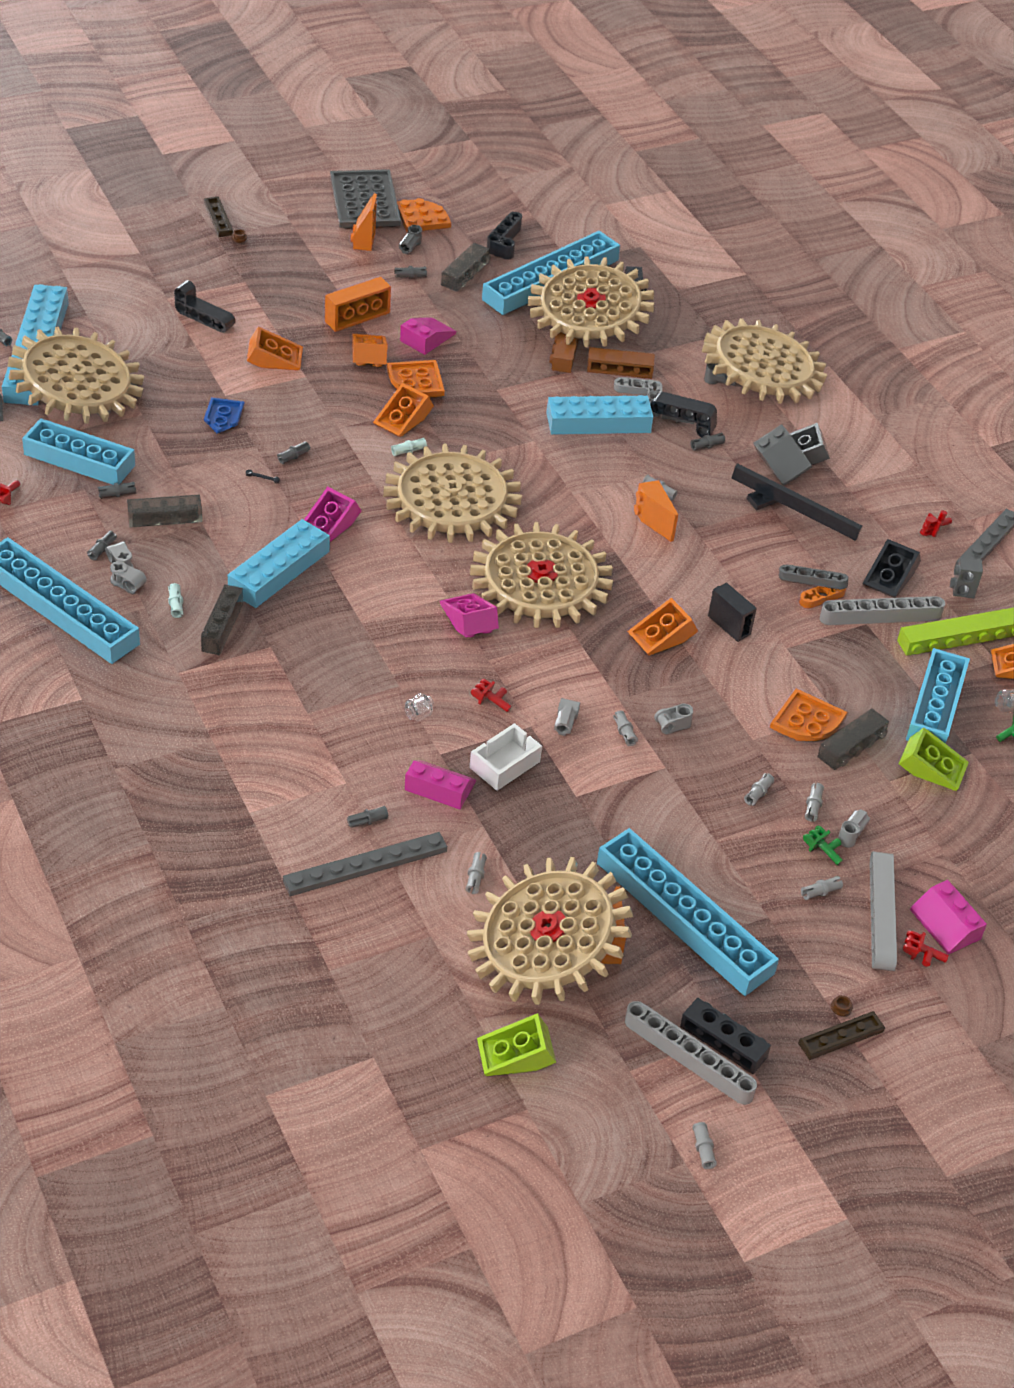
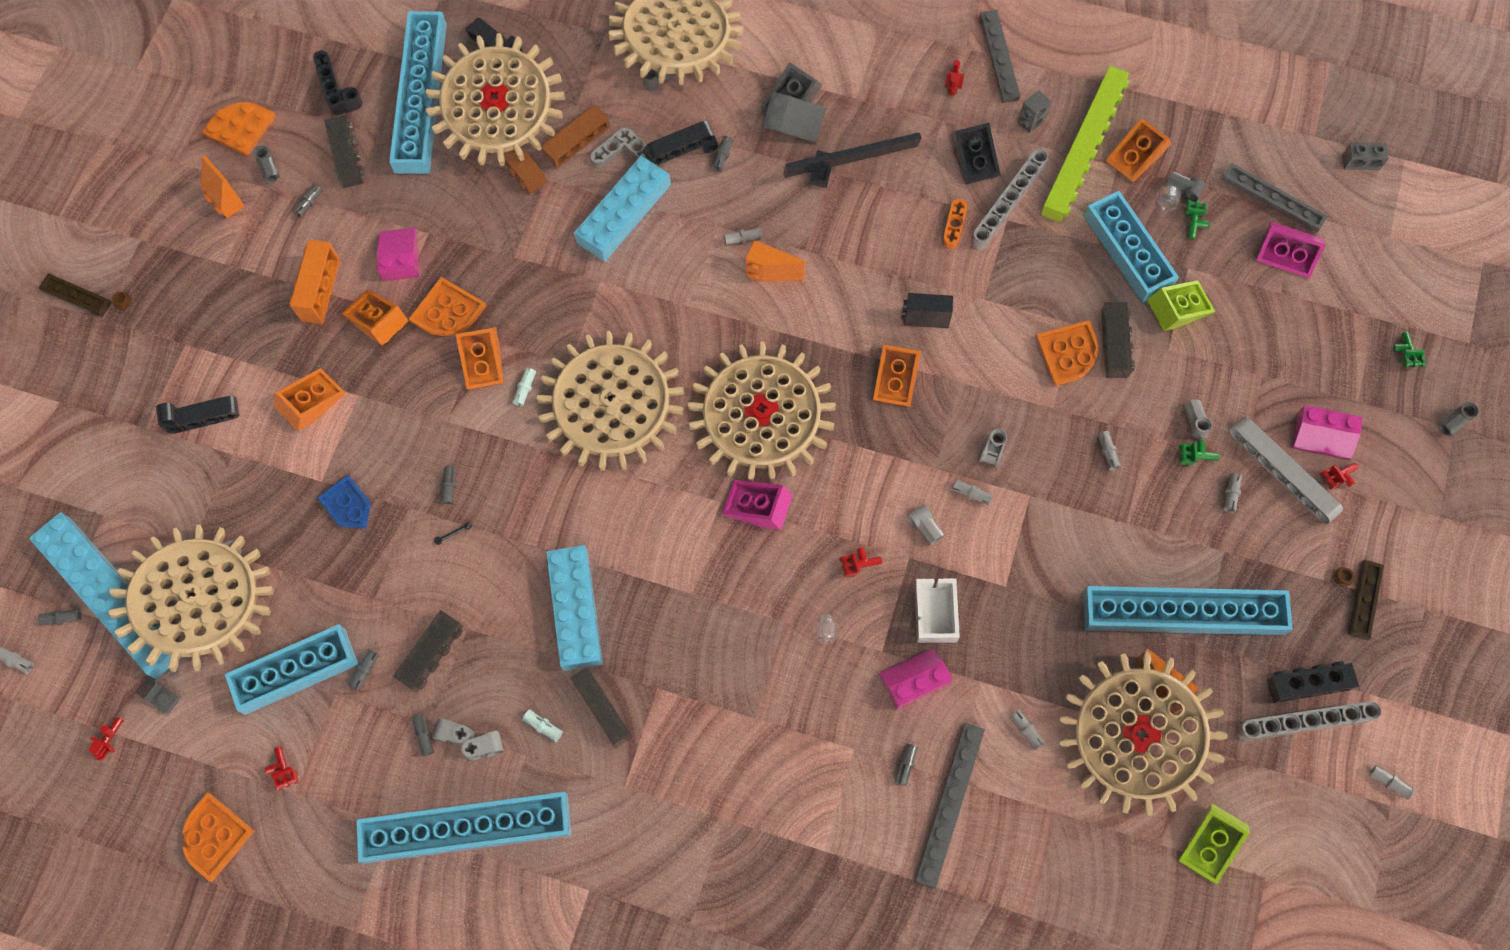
camera: 40 degrees left, 25 degrees up
(333, 513) = (554, 521): dark pink slope -> none
(355, 188) = (170, 152): dark grey plate -> none
(813, 576) = (935, 213): dark grey beam -> none
(814, 802) = (1151, 423): light grey pin -> none

